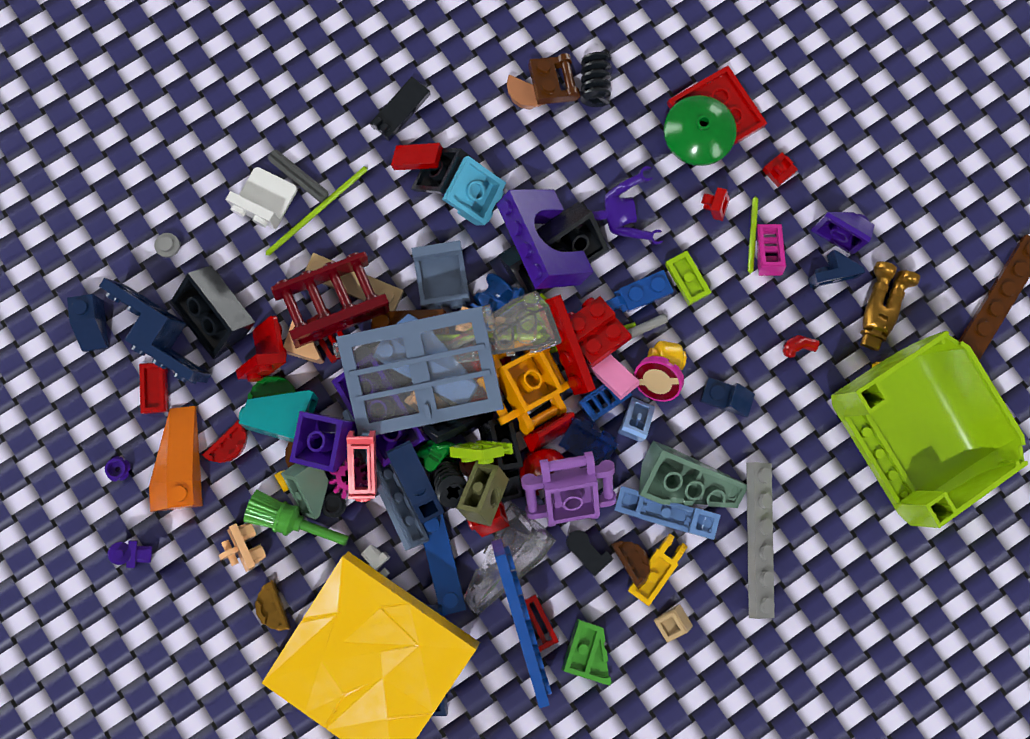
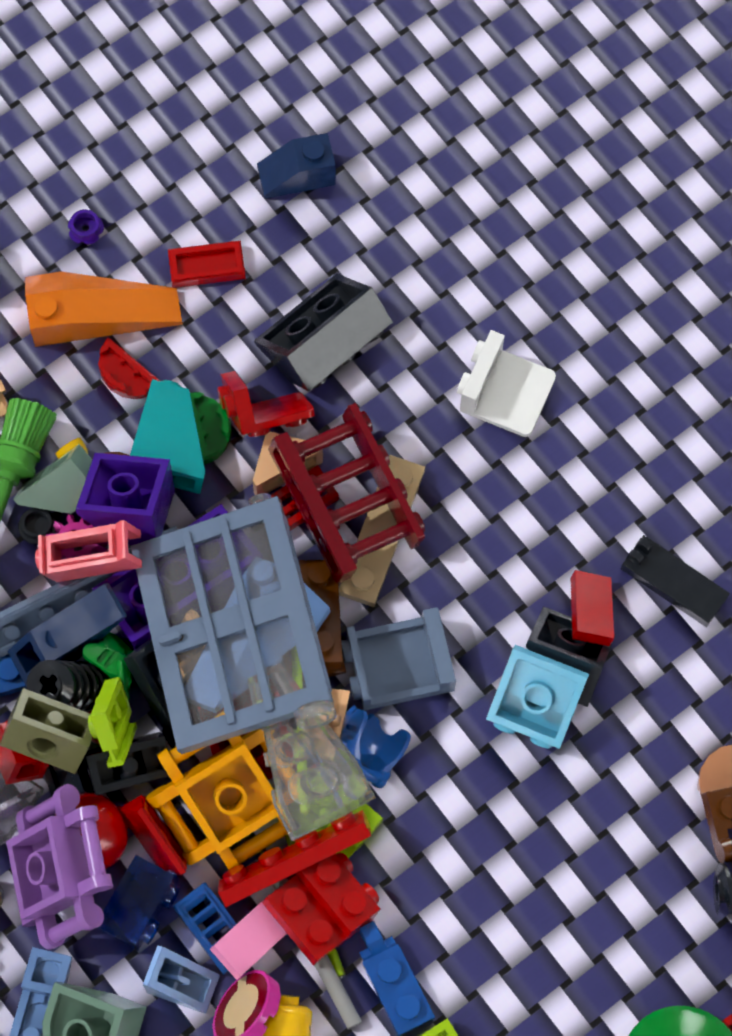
camera: 90 degrees right, 10 degrees down
(155, 332) = (283, 255): dark blue bracket -> none
(167, 245) = (422, 261): light grey plate -> none
(298, 176) = (547, 436): dark grey axle -> none
(317, 210) = (496, 469): lime axle -> none
(544, 264) = (414, 803): dark purple arch -> none
(567, 232) = (452, 834): black slope -> none
(622, 210) = (529, 944): dark purple piece -> none

